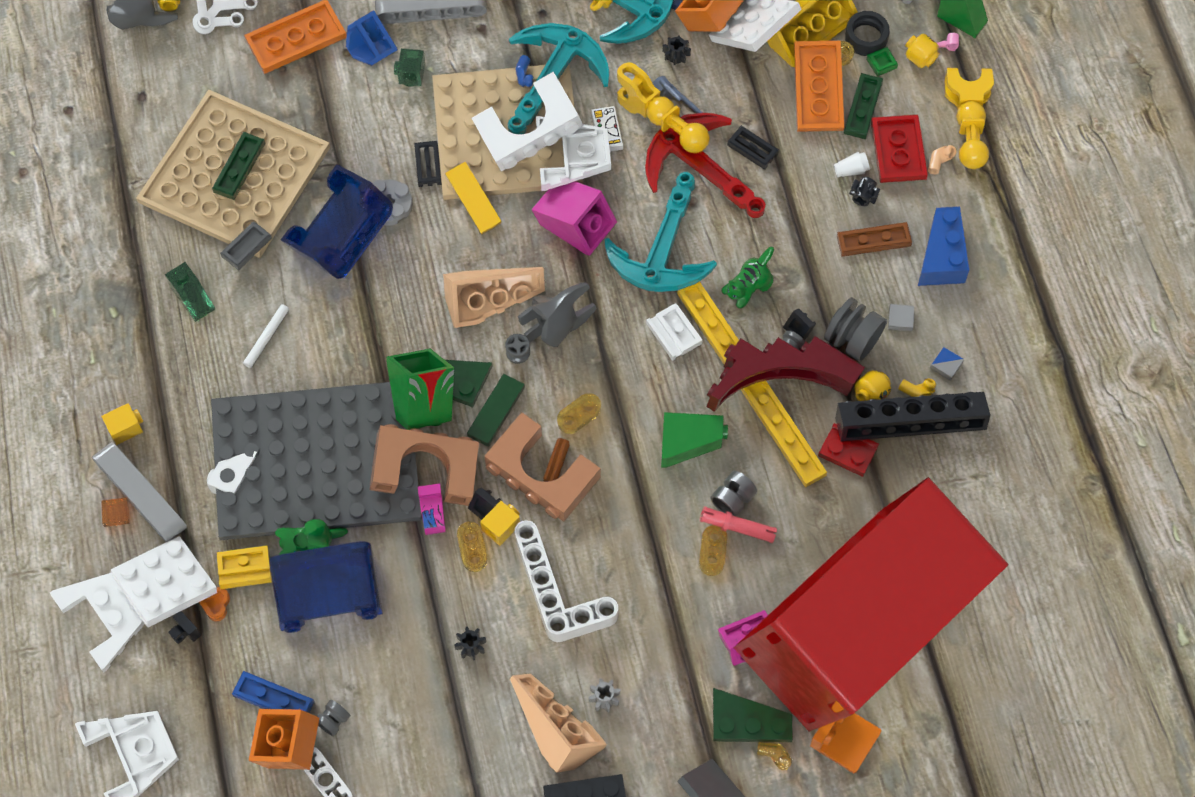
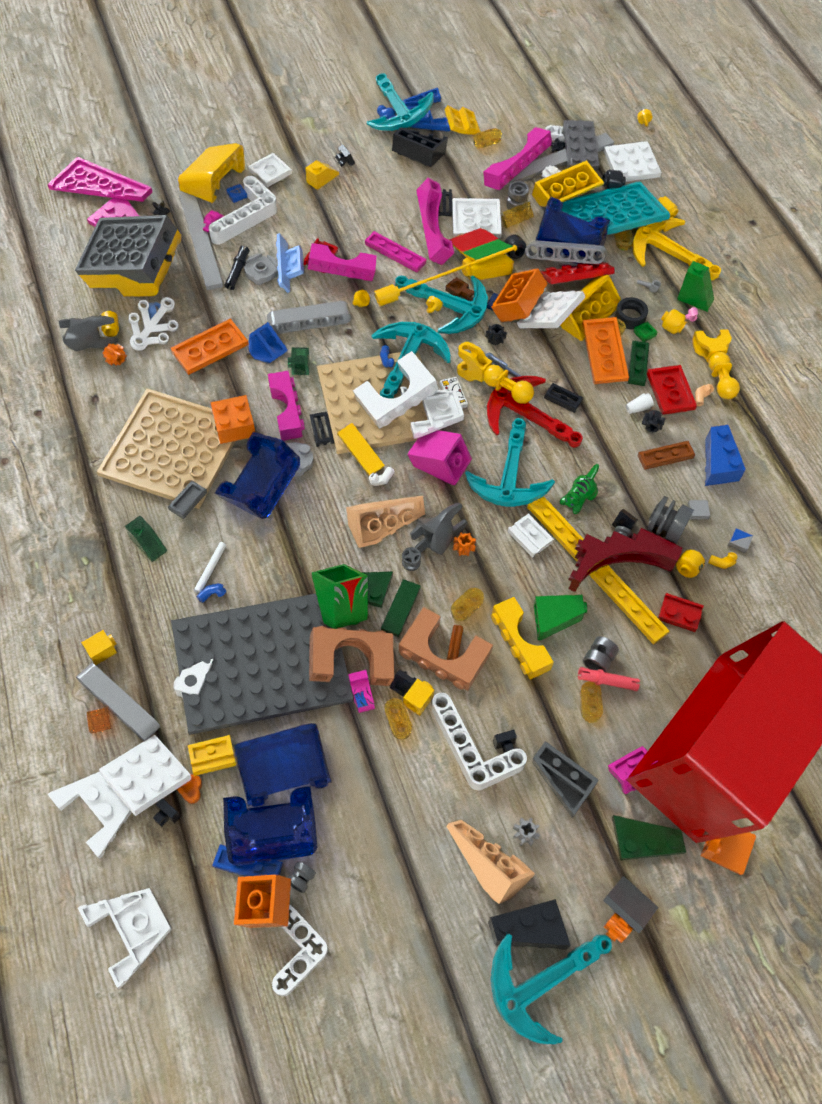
camera: 10 degrees left, 5 degrees down
(171, 38) = (114, 354): none -> orange gear
(238, 165) = (175, 441): dark green tile -> none
(264, 364) = (211, 589): none -> blue arm
(302, 661) = (271, 830): none -> clear blue windscreen
(311, 536) = (266, 723): green animal -> none
(313, 143) = (233, 419): none -> orange brick
(386, 150) = (281, 389): none -> dark pink arch
(470, 635) = (405, 803): black gear -> none
(496, 240) = (382, 479): none -> white arm
(587, 335) = (464, 539): none -> orange gear
(597, 586) = (505, 740): none -> black tile
(649, 489) = (533, 658): none -> yellow arch
(661, 637) = (564, 777): none -> dark grey wedge
(777, 753) = (675, 864): clear yellow arm -> none
(912, 416) = (726, 581): black brick -> none

